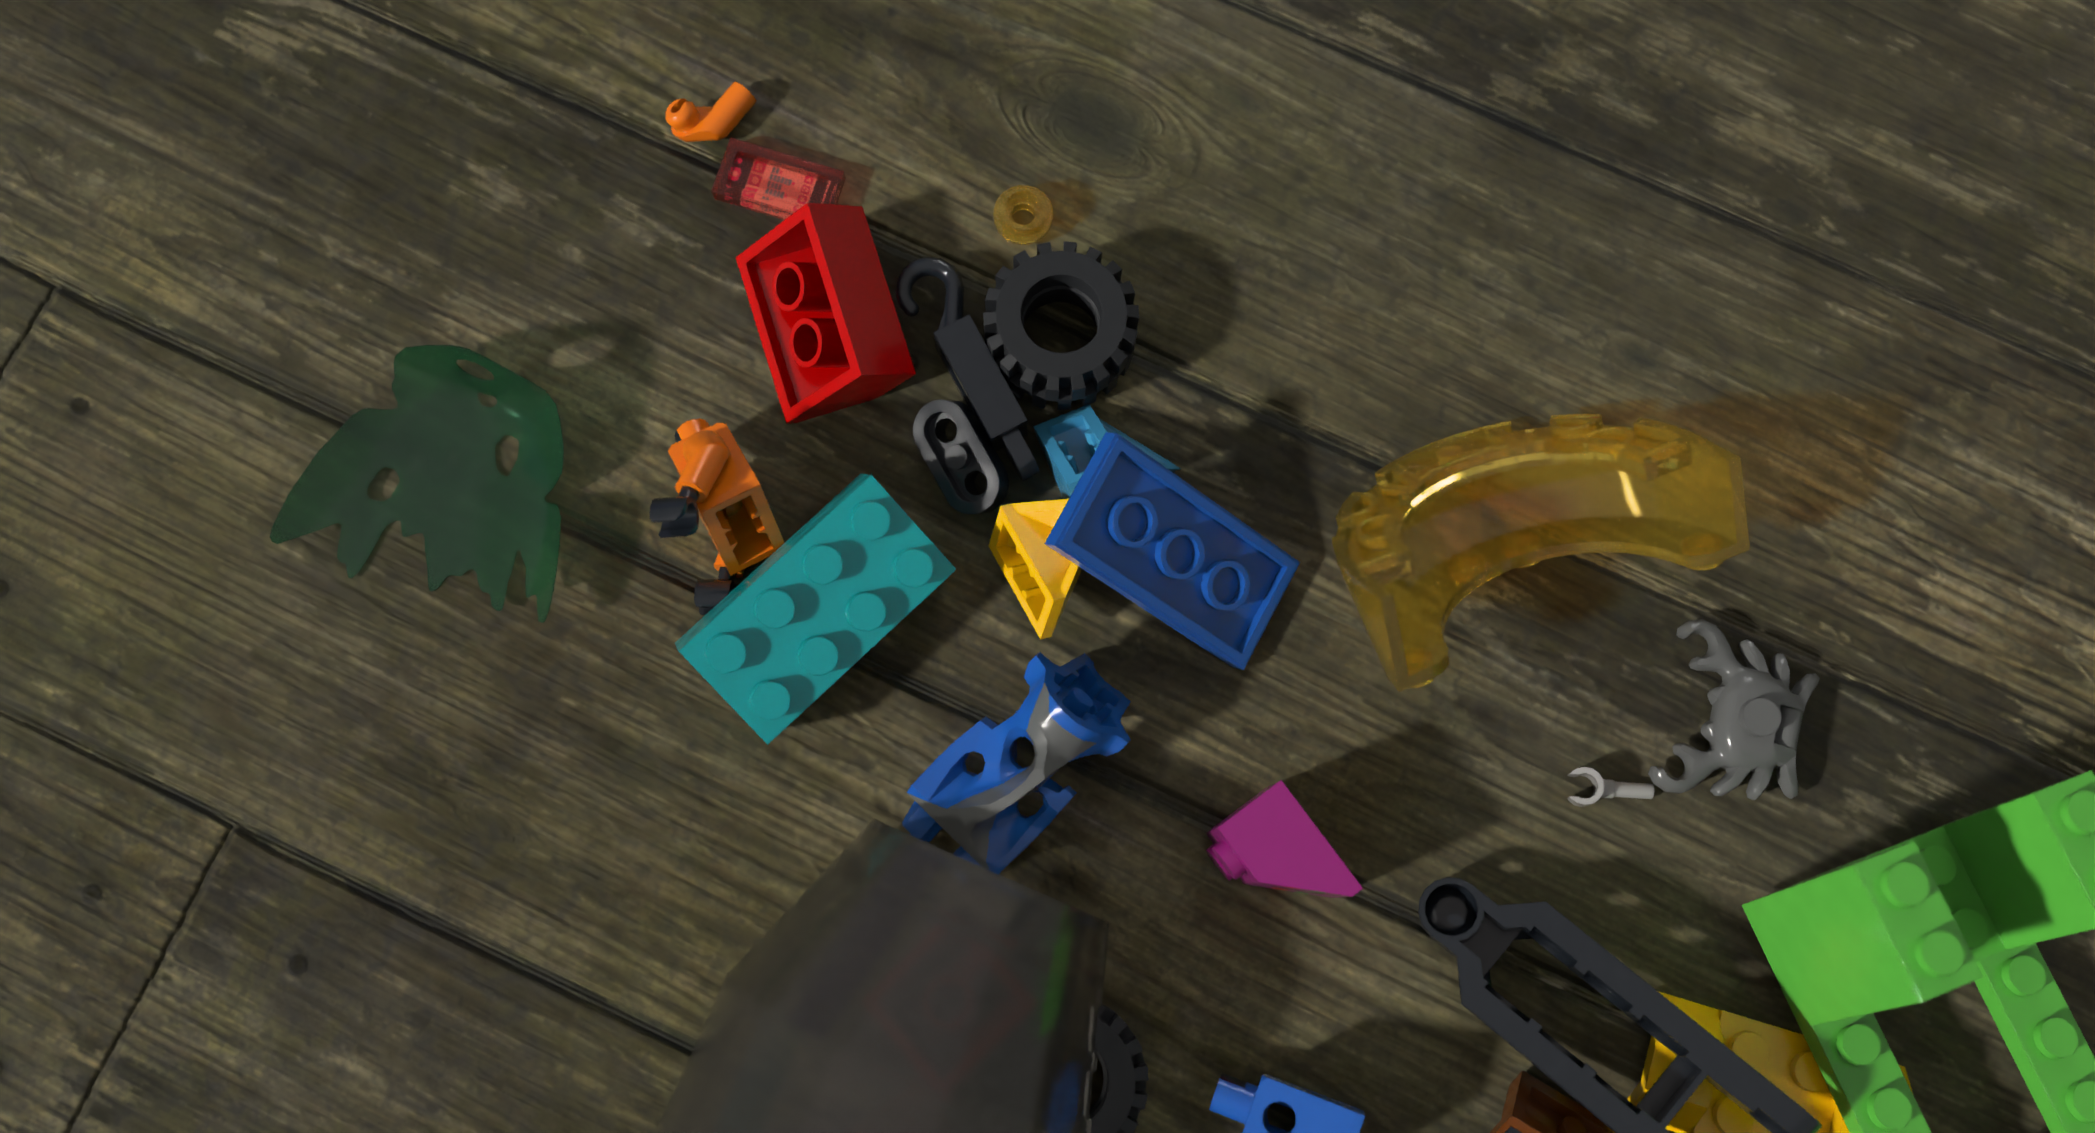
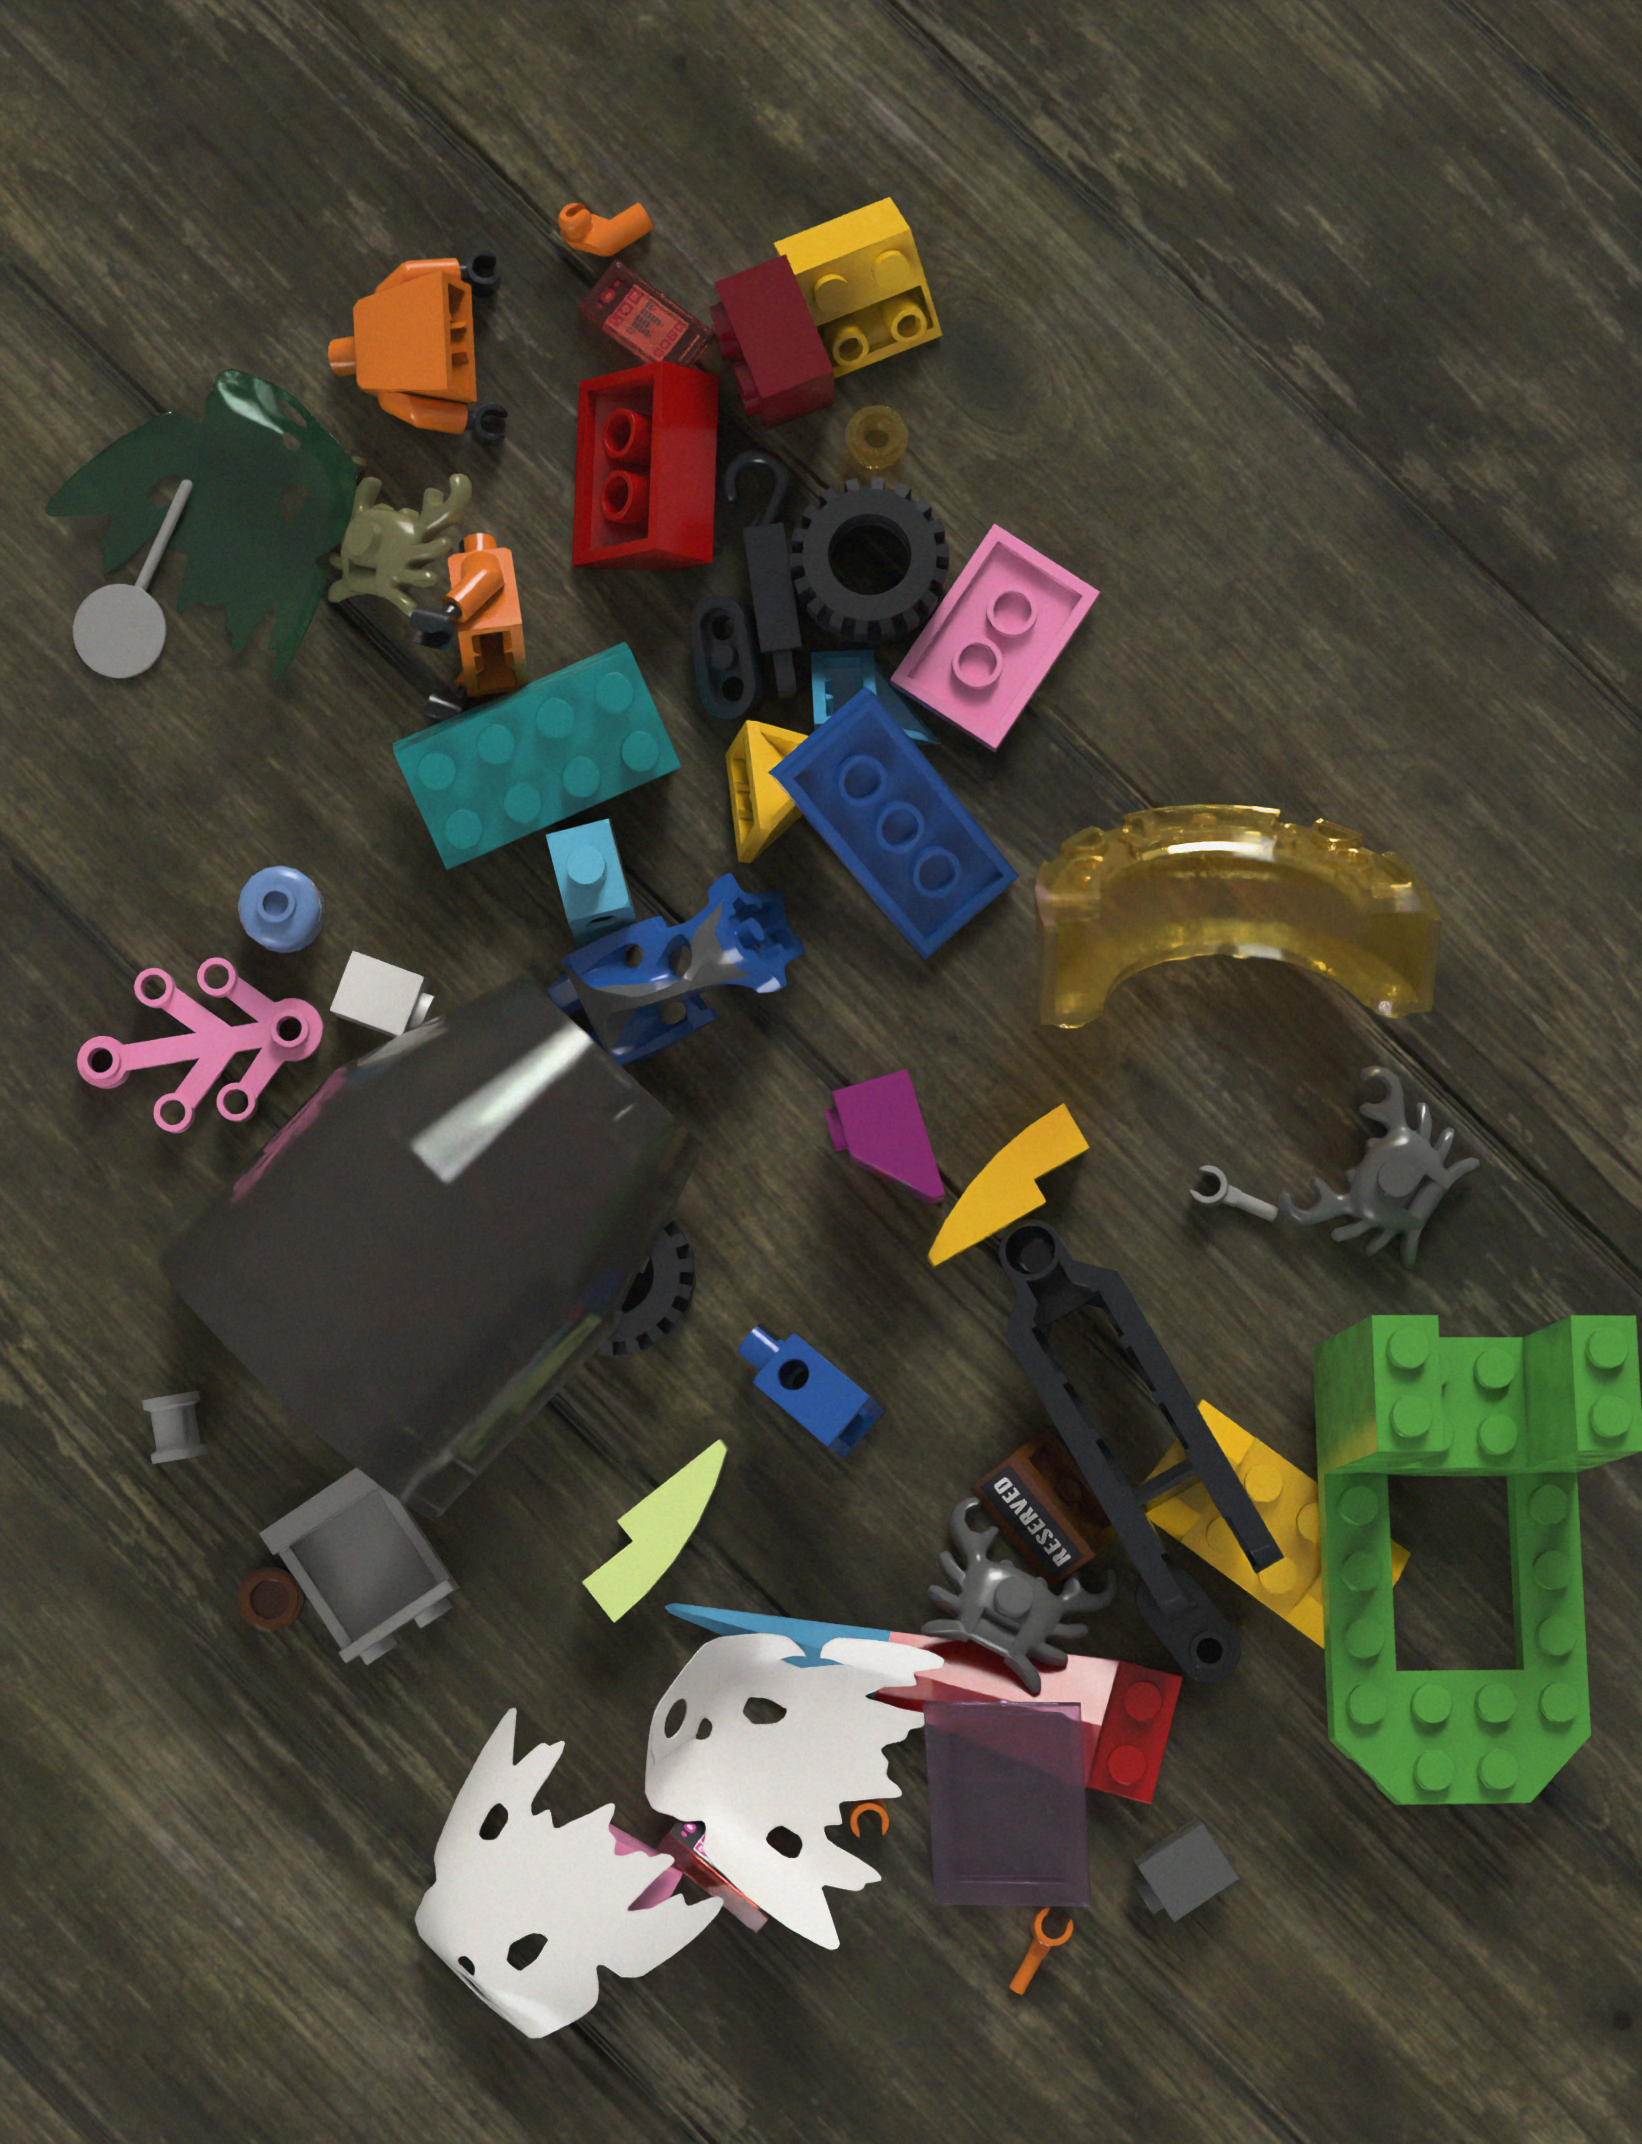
camera: 30 degrees right, 5 degrees up
(383, 623) = (121, 625): none -> light grey piece
(575, 272) = (418, 345): none -> orange torso
(597, 991) = (212, 1044): none -> bright pink plant
(609, 462) = (389, 547): none -> olive animal
(620, 838) = (282, 909): none -> medium blue head
(747, 887) = (382, 996): none -> white brick
(902, 157) = (776, 345): none -> dark red brick
(909, 705) = (591, 880): none -> medium azure torso
(960, 89) = (863, 285): none -> yellow slope
(1197, 356) = (994, 638): none -> bright pink plate
(1400, 854) = (1007, 1184): none -> yellow slope

